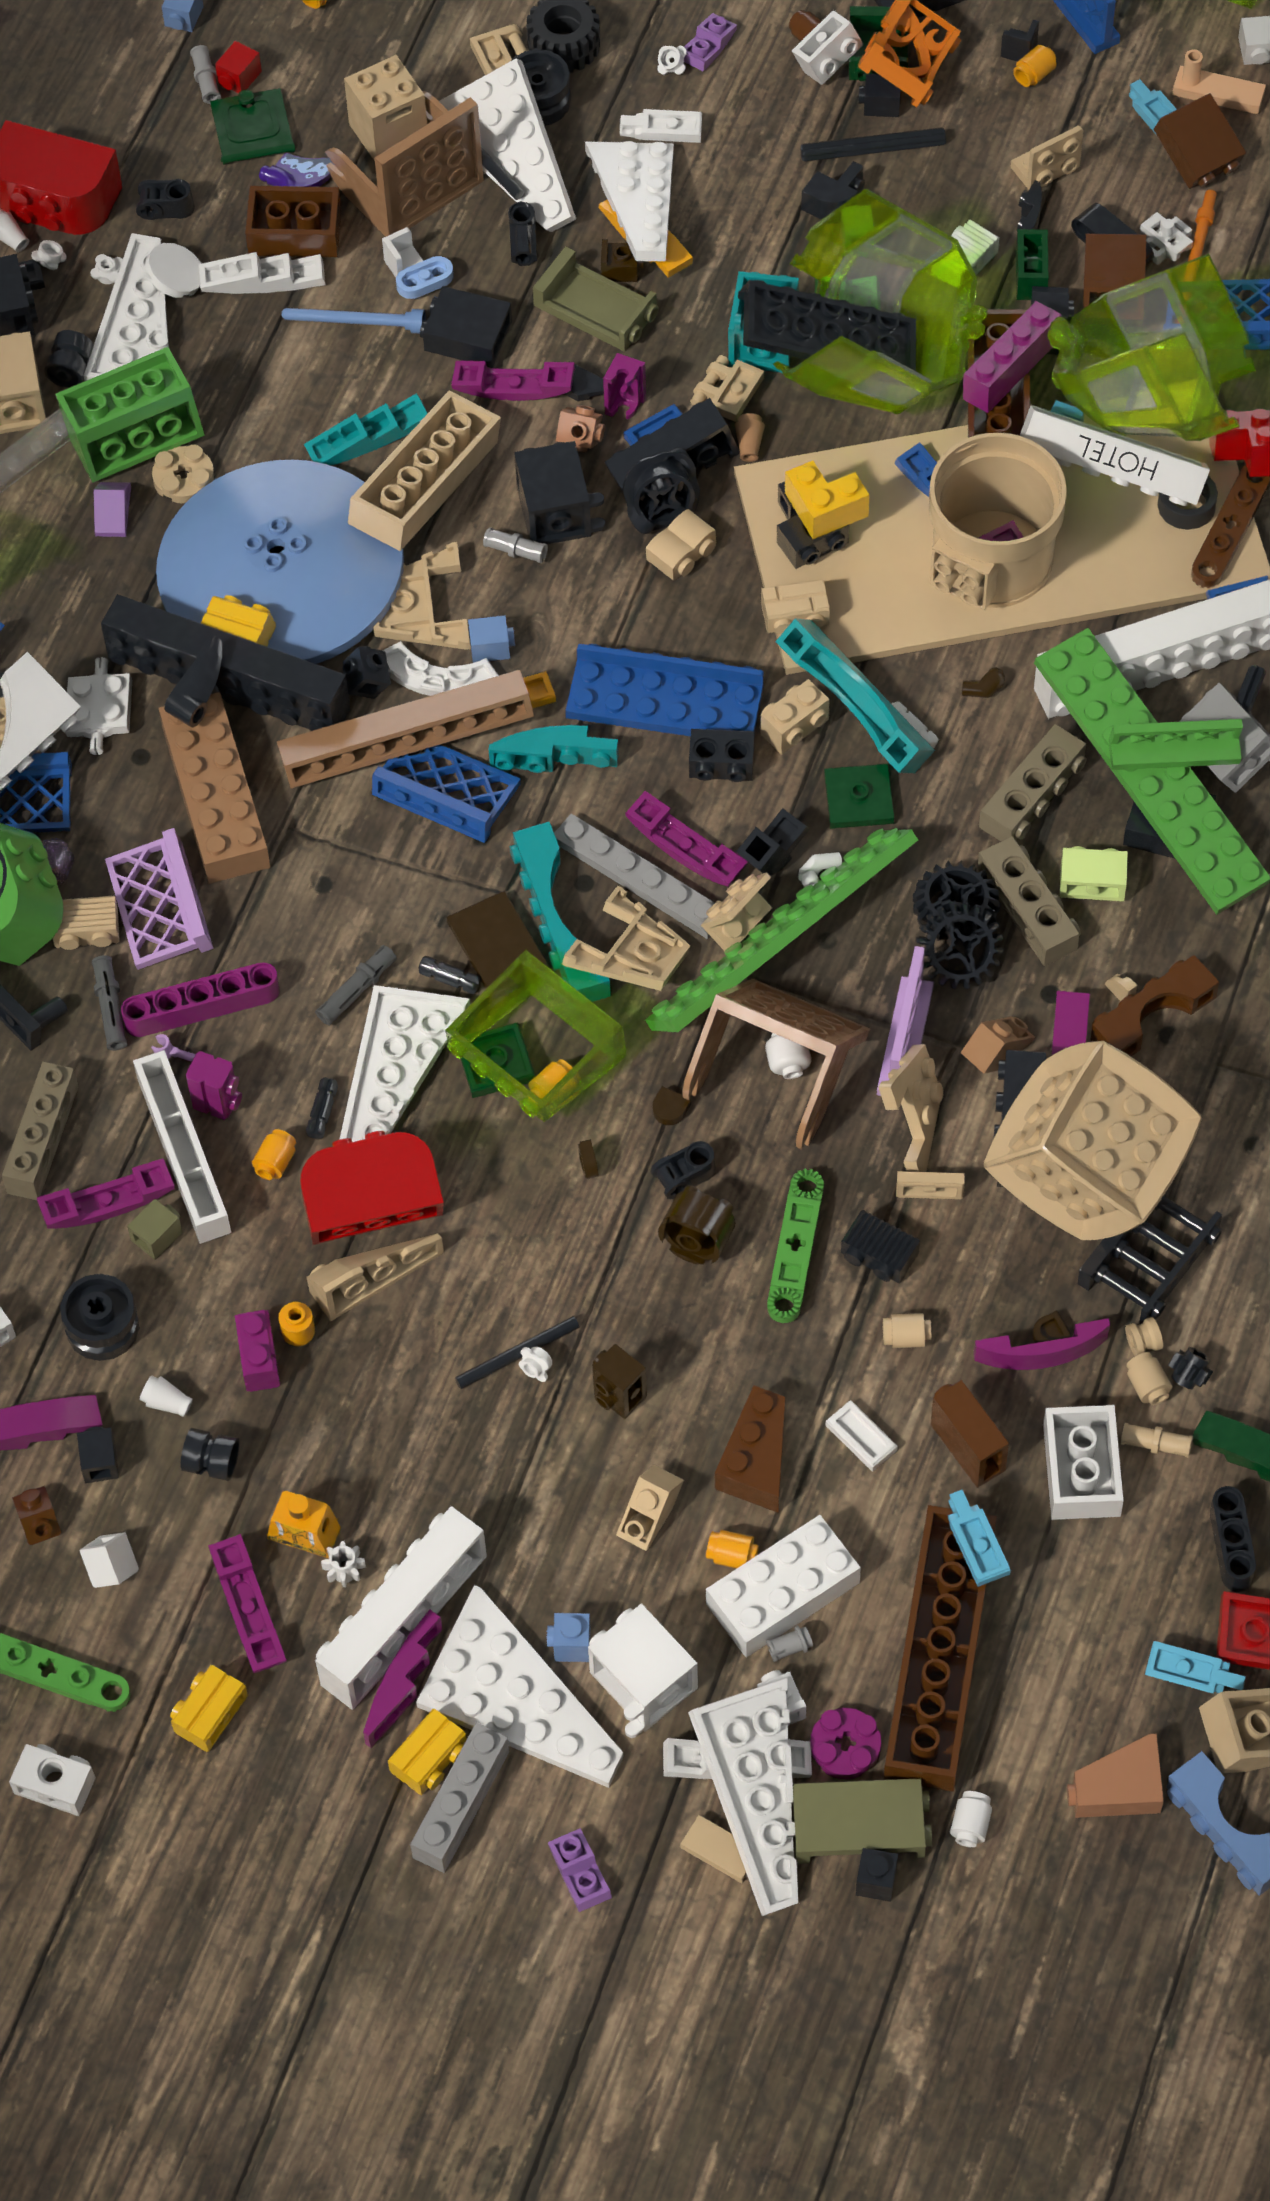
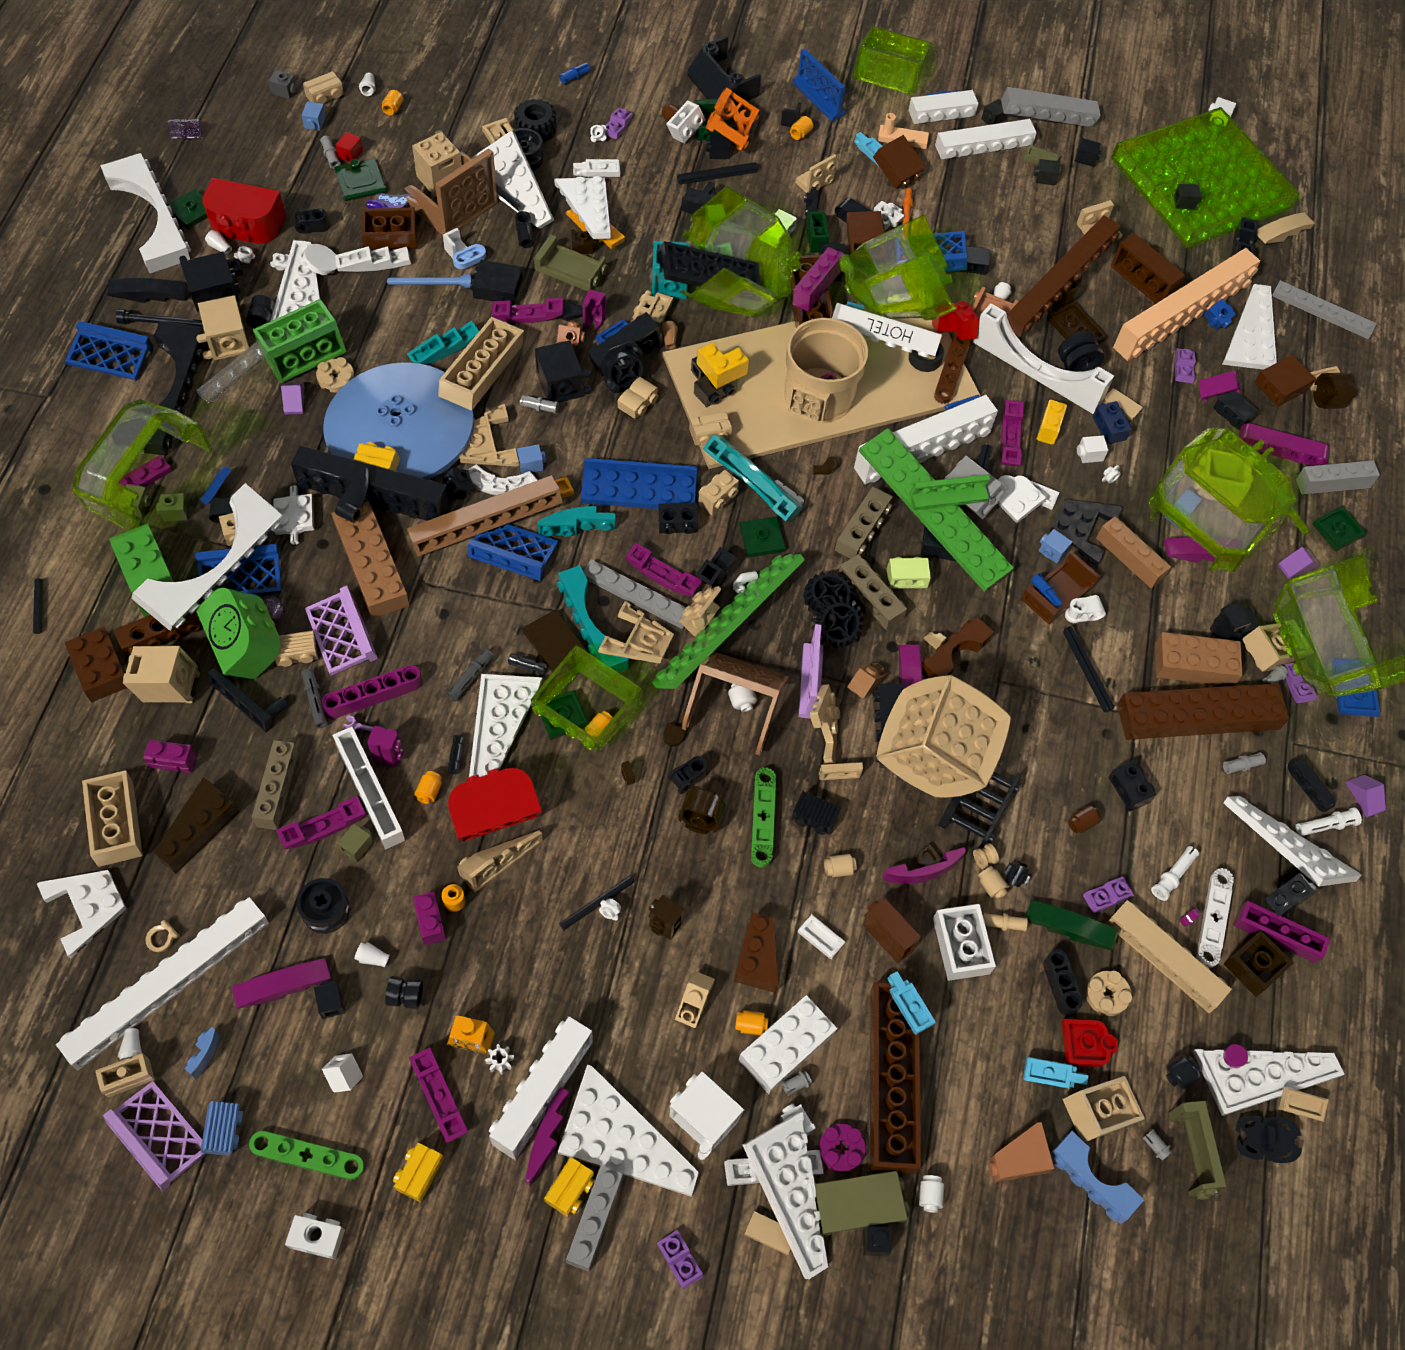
camera: 15 degrees left, 0 degrees up
(36, 1515) = (291, 1046): reddish brown bracket -> none
(570, 1637) = (654, 1095): medium blue brick -> none
(917, 467) = (773, 348): blue slope -> none

